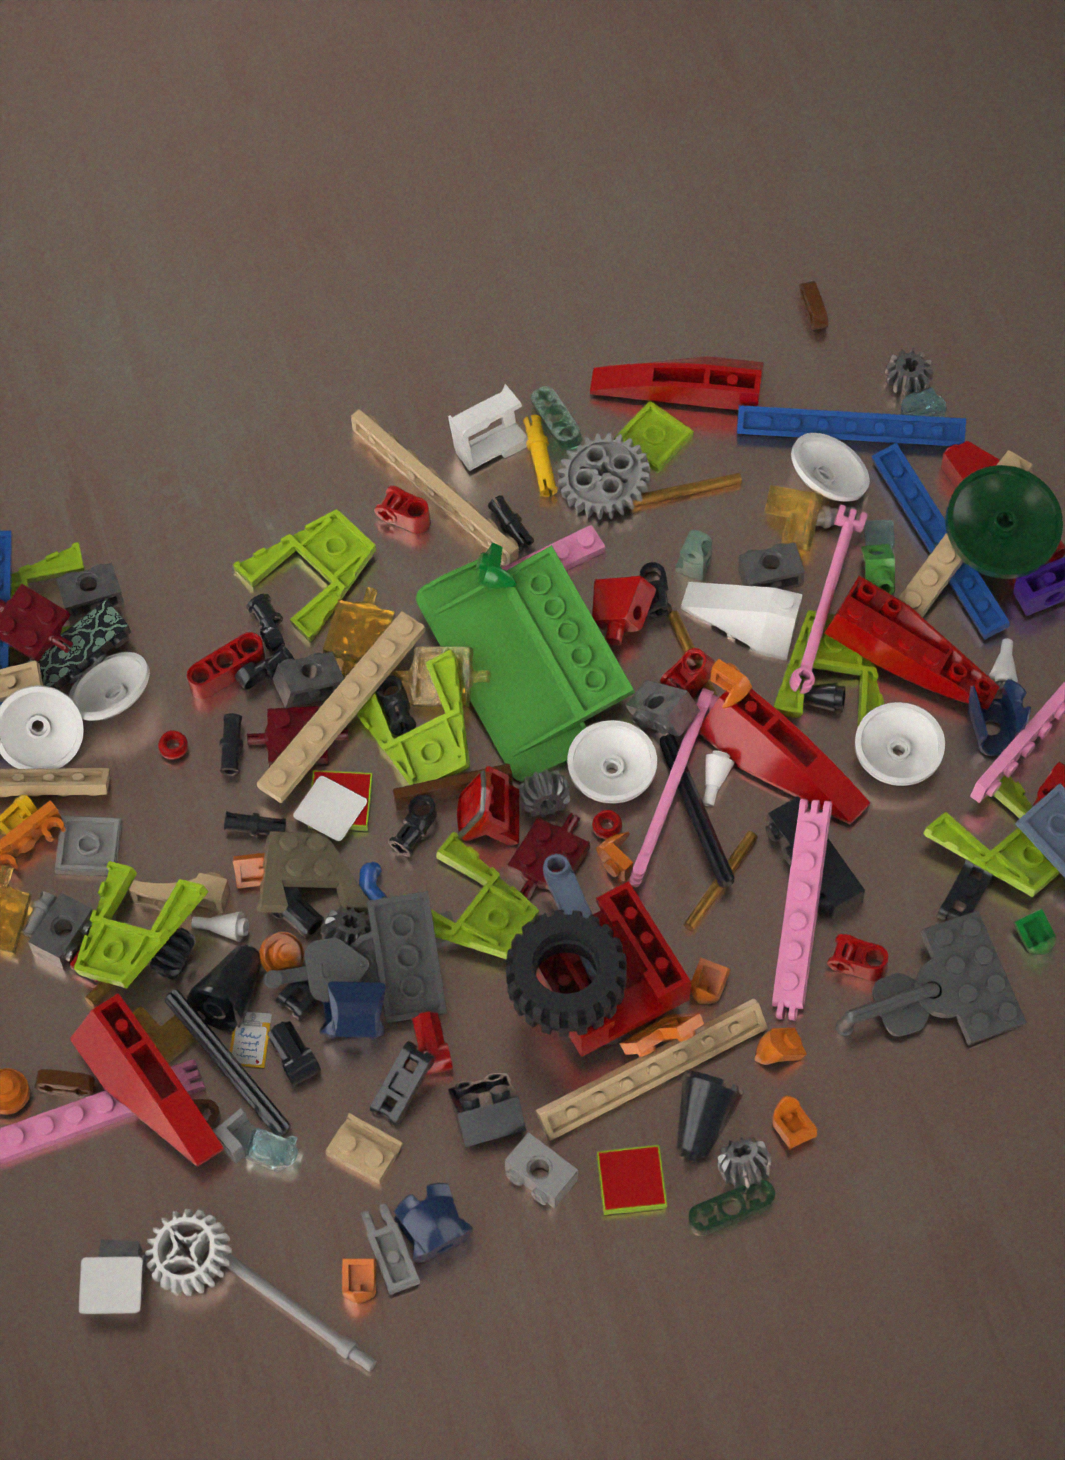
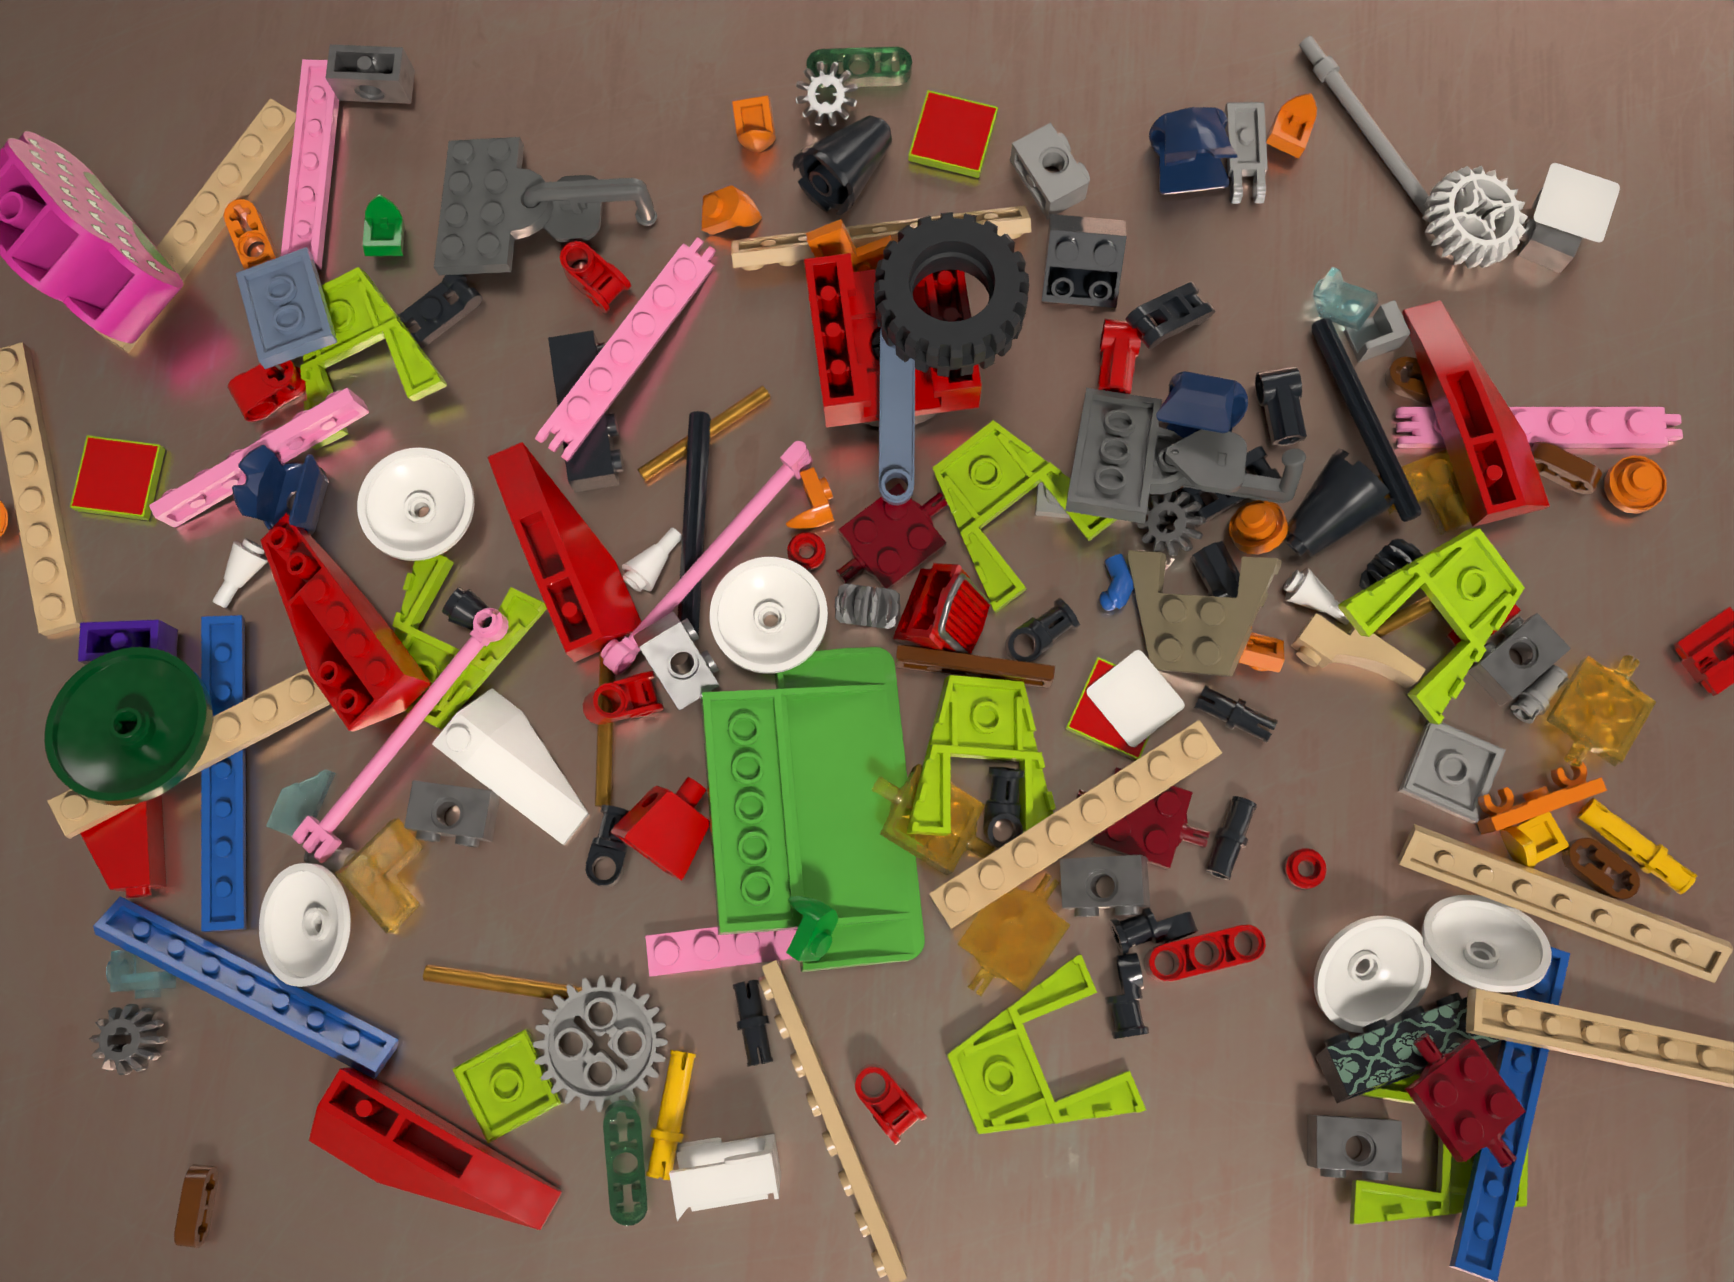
camera: 155 degrees left, 15 degrees up
(251, 1040) = (1323, 440): white sticker -> none
(364, 1148) = (1234, 273): tan plate -> none
(695, 555) = (540, 866): sand green leg -> none
(708, 982) = (774, 311): orange plate -> none
(732, 680) = (578, 646): orange plate -> none
(880, 568) = (318, 752): bright green bracket -> none

